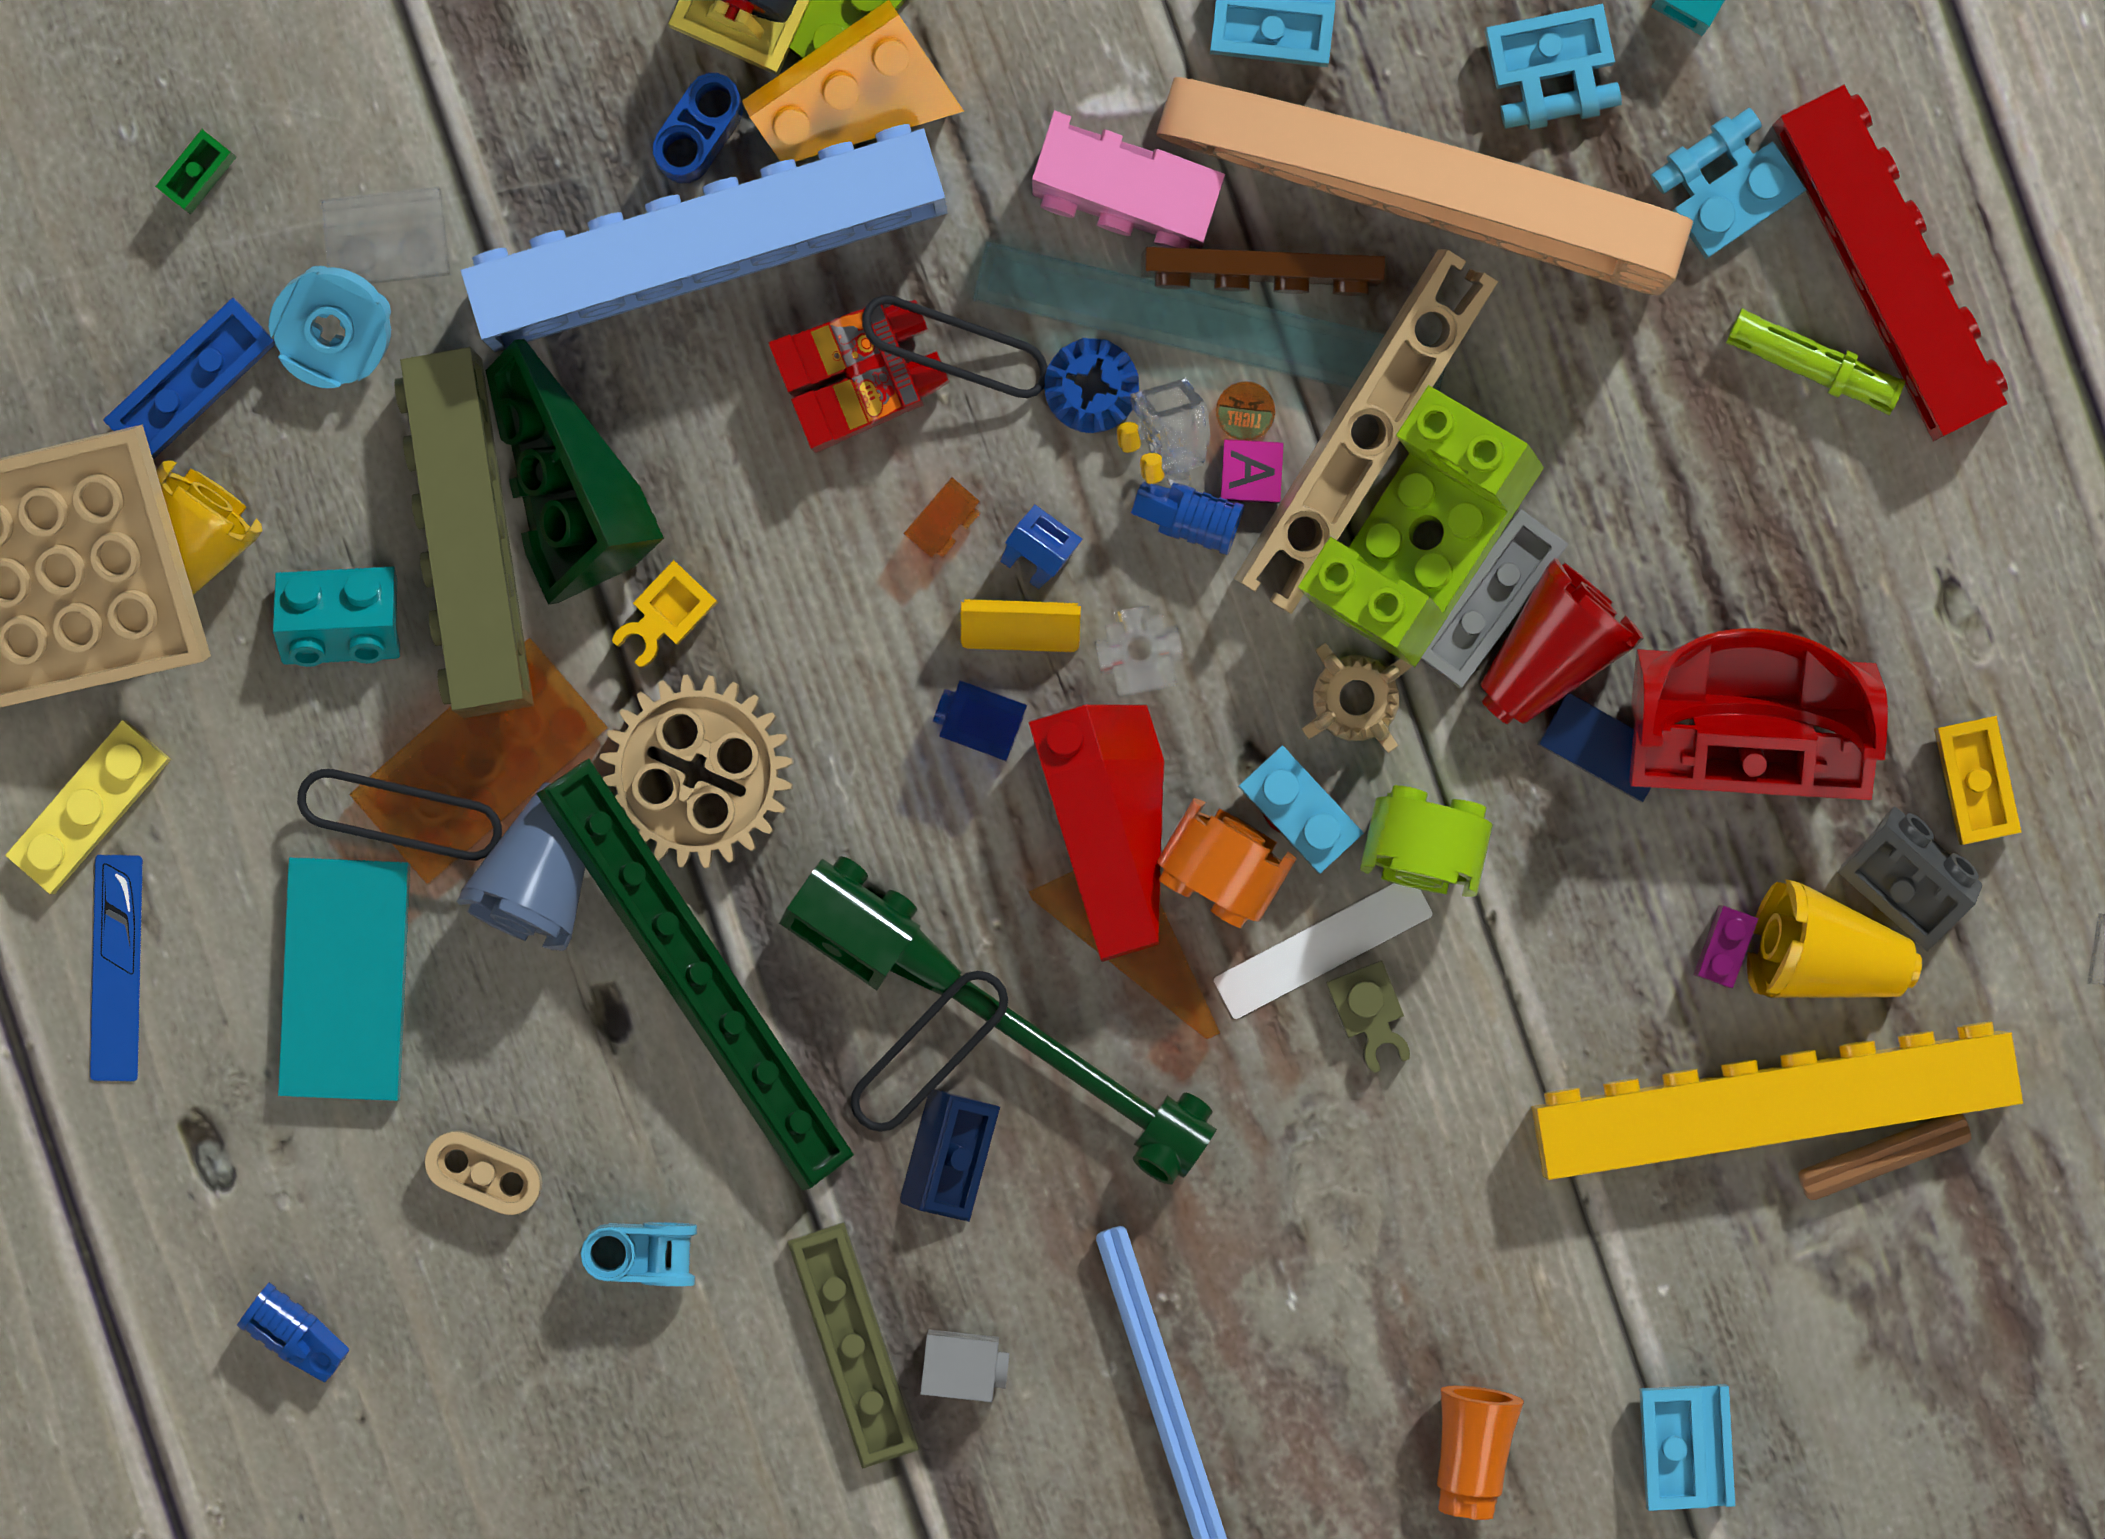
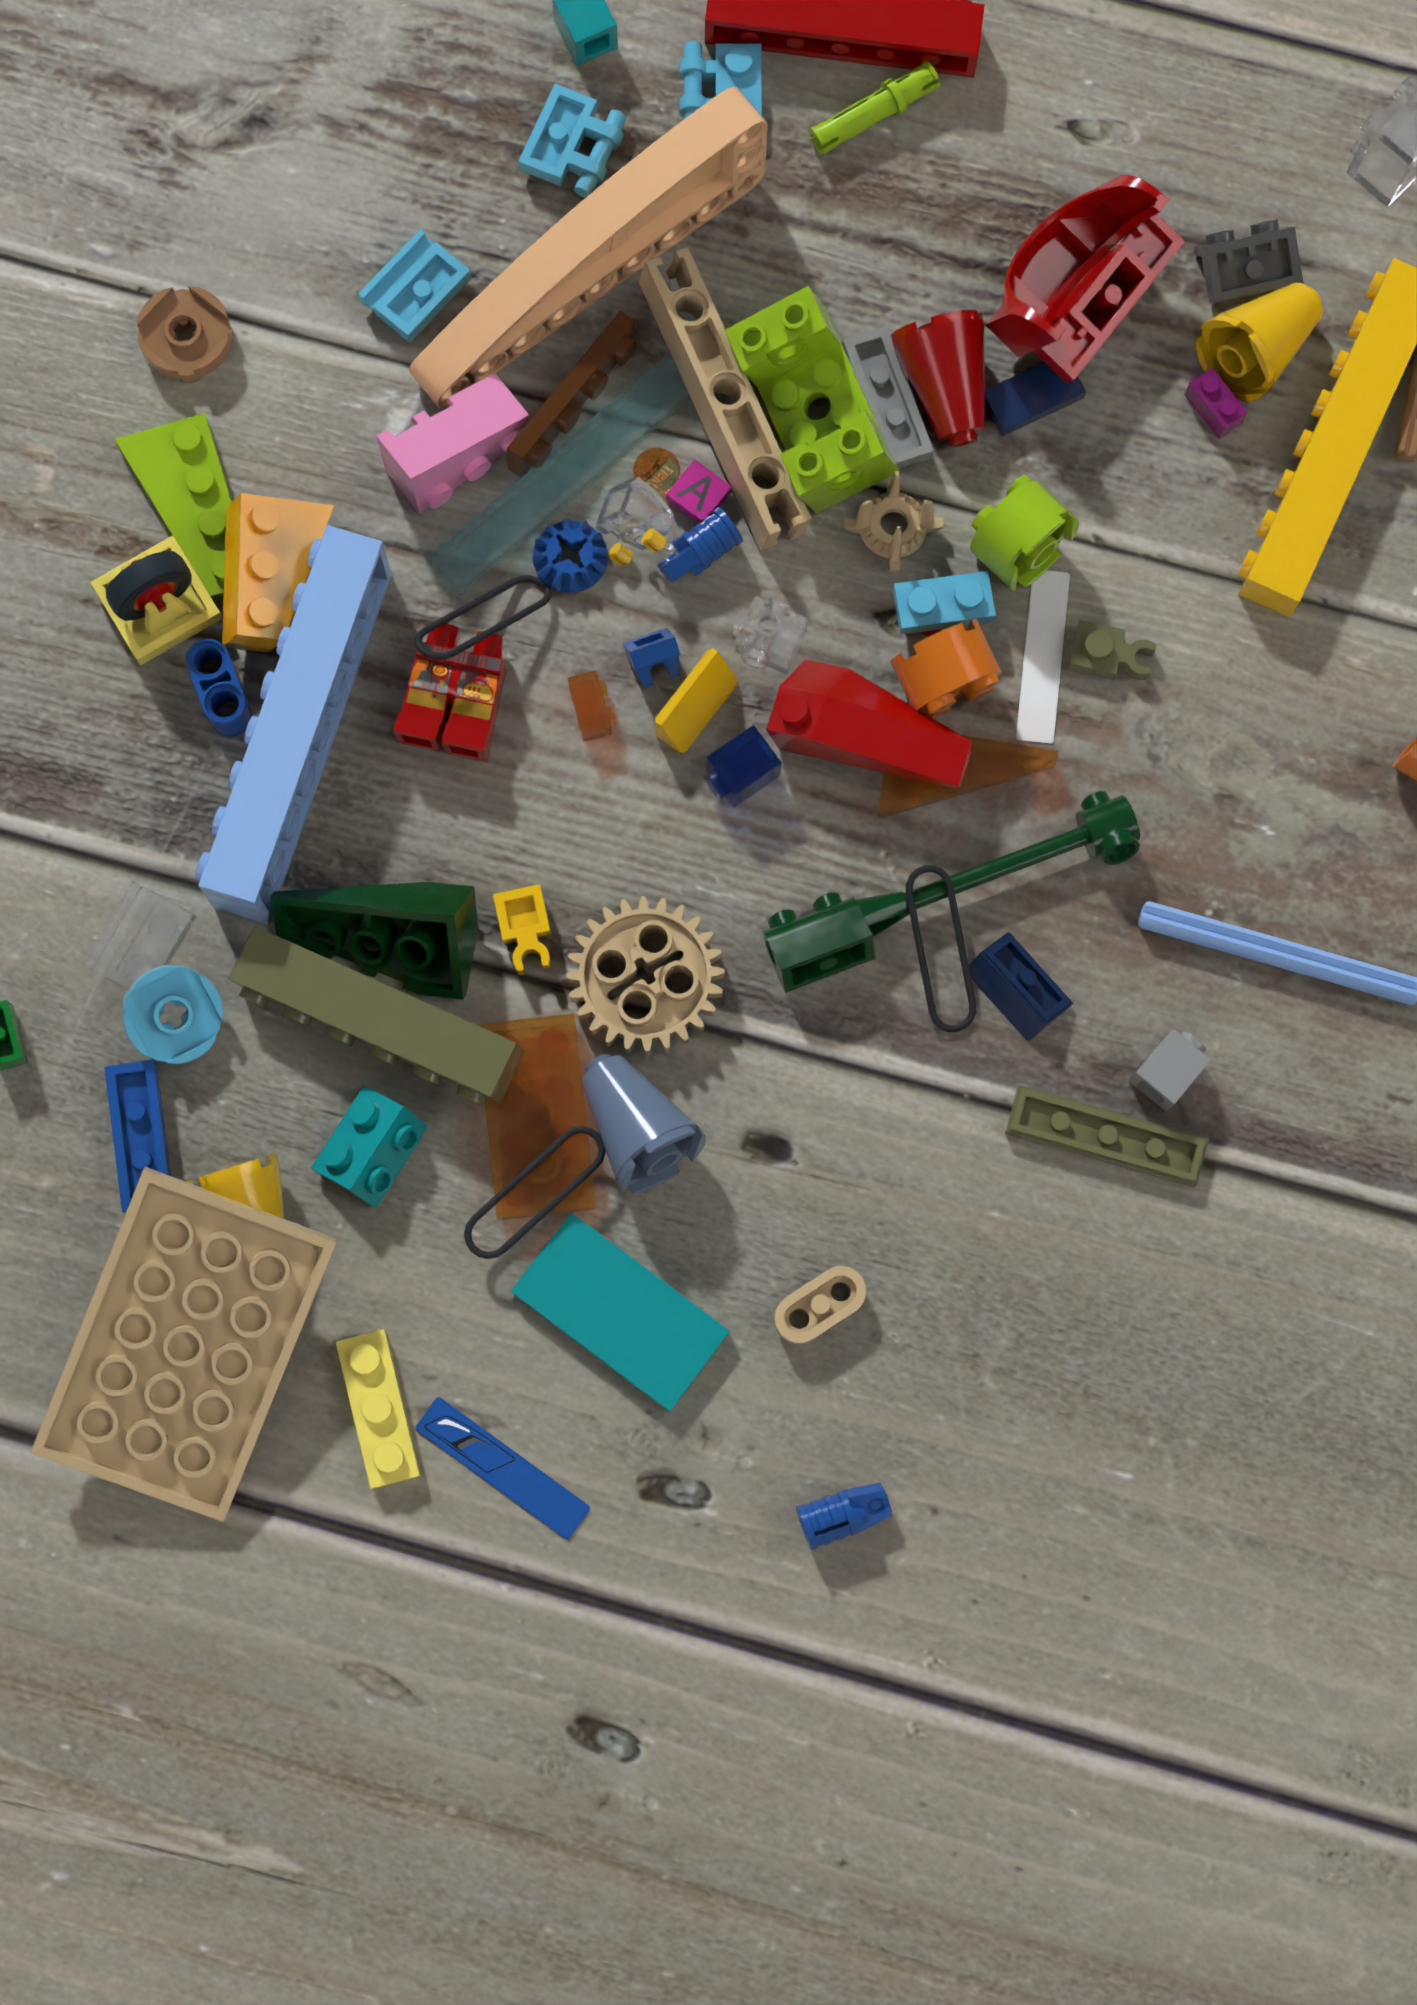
camera: 60 degrees left, 10 degrees down
(645, 1253) = (953, 1228): medium azure piece -> none
(695, 974) = (782, 1064): dark green tile -> none
(1977, 780) = (1212, 183): yellow plate -> none

